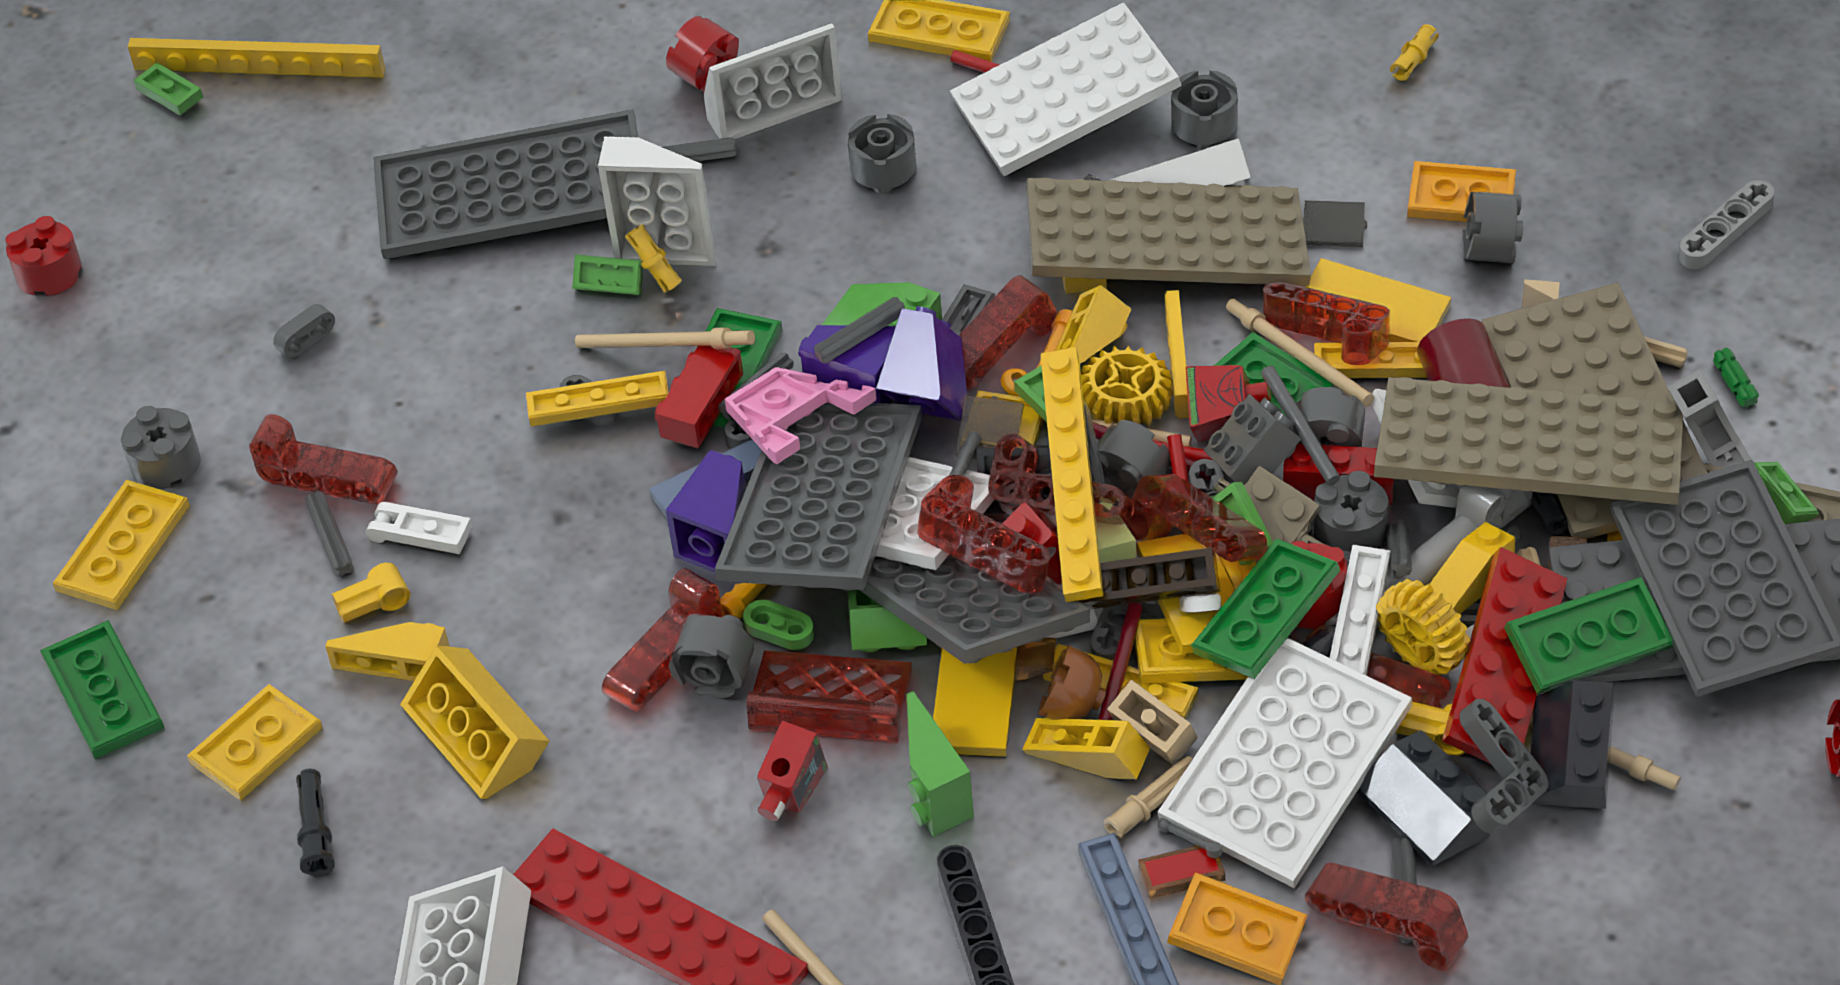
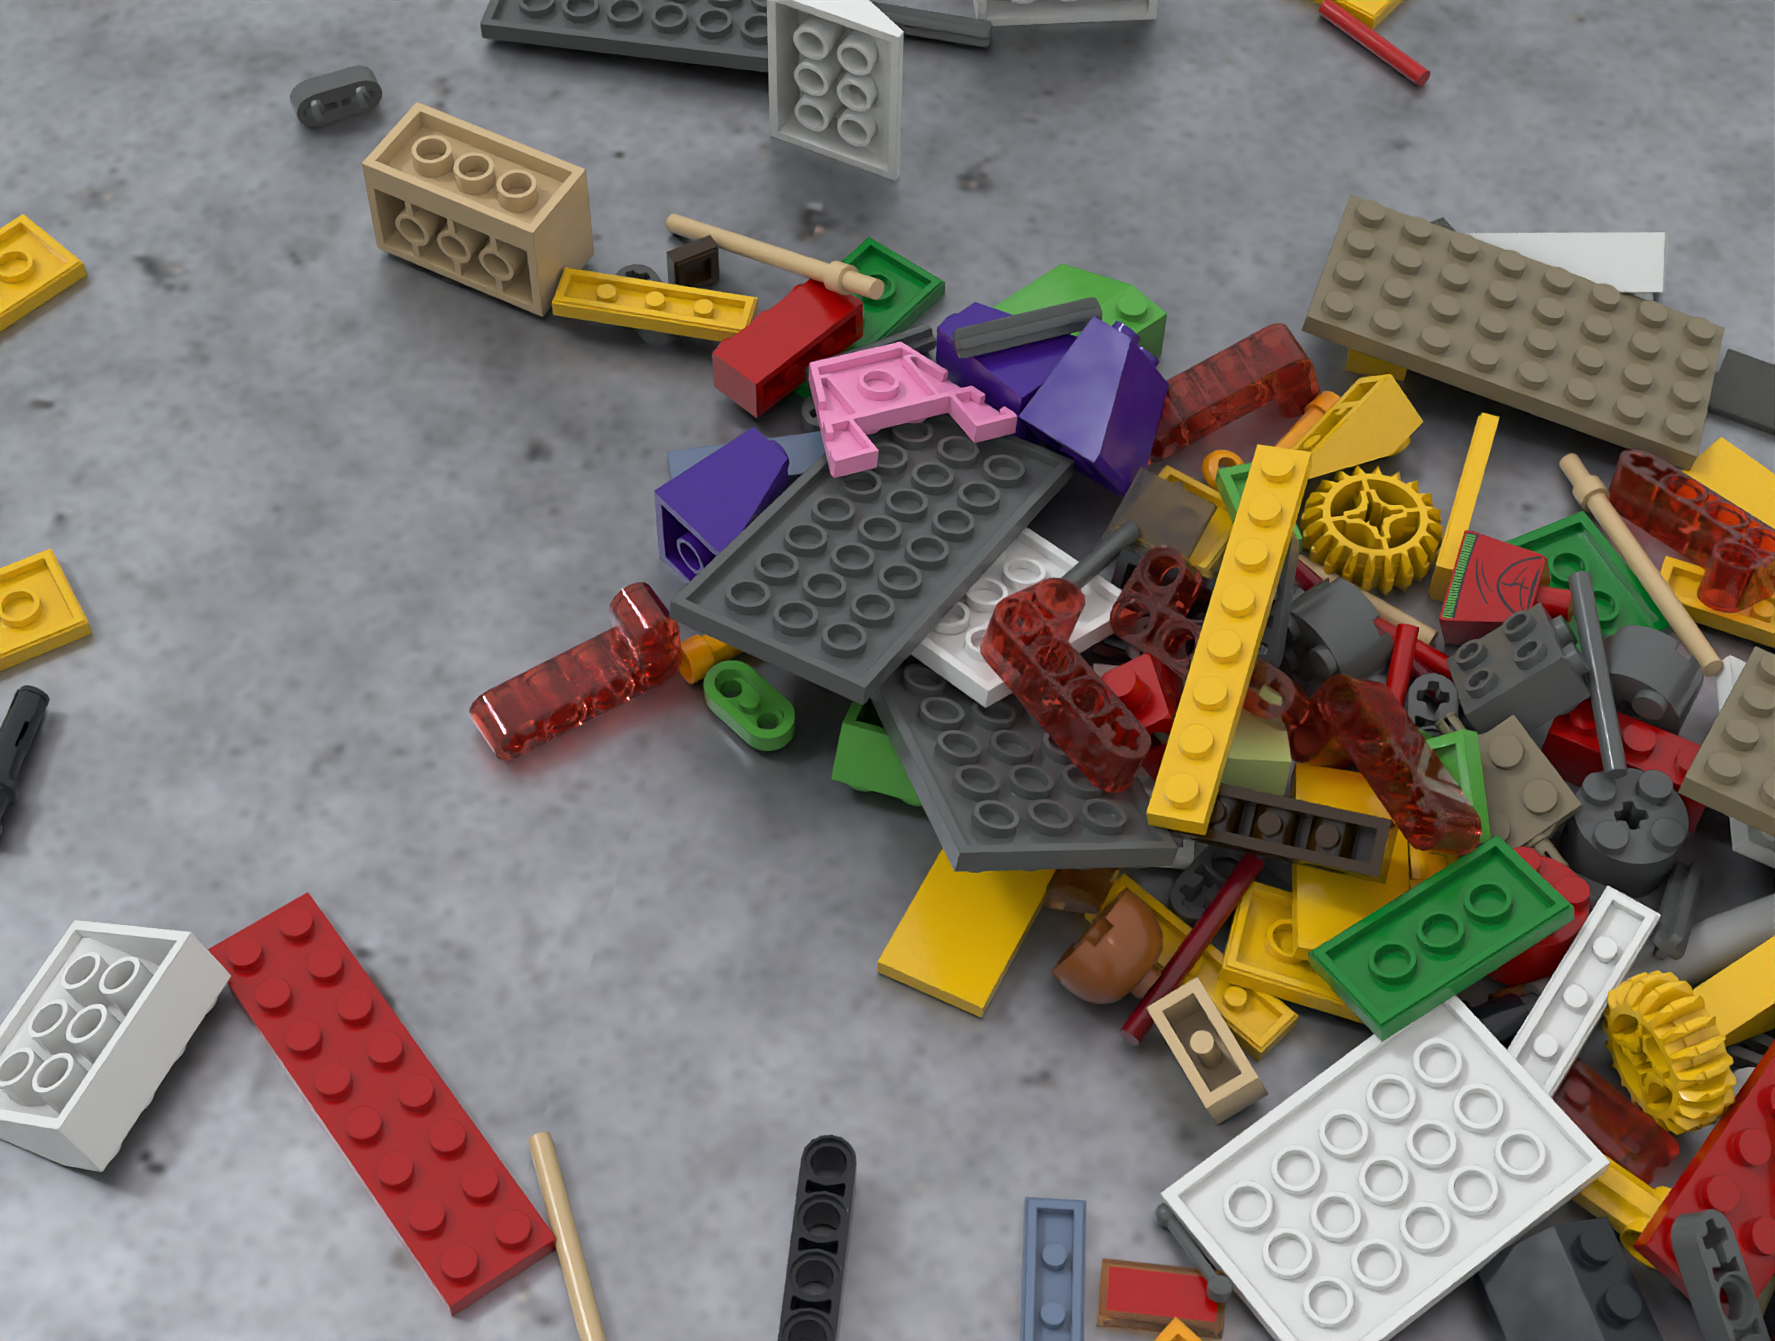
camera: 15 degrees right, 5 degrees up
(160, 447) = (81, 185): dark grey brick -> none
(315, 467) = (257, 276): clear red beam -> none
(329, 533) = (233, 371): dark grey axle -> none
(381, 589) = (257, 470): yellow piece -> none
(387, 651) = (229, 561): yellow slope -> none
(419, 527) = (348, 403): white plate -> none
(452, 372) = (478, 207): none -> tan brick
(473, 721) = (281, 697): yellow slope -> none
(607, 274) = (748, 147): bright green plate -> none
(609, 362) = (694, 263): none -> dark brown tile
(653, 258) = (811, 144): yellow pin -> none
(712, 655) = (632, 719): dark grey brick -> none
(790, 770) = (660, 932): red torso -> none
(828, 713) = (752, 860): clear red fence -> none
(882, 152) = (1174, 100): dark grey brick -> none
(938, 774) = (856, 1024): bright green slope -> none
(959, 301) = (1219, 341): dark grey tile -> none
(1064, 88) = (1454, 92): white plate -> none
(1091, 746) = (1103, 1050): yellow slope -> none
(1140, 806) = (1154, 1167): tan axle -> none
(1200, 602) = (1349, 892): white tile -> none
(1204, 108) = (1634, 177): dark grey brick -> none

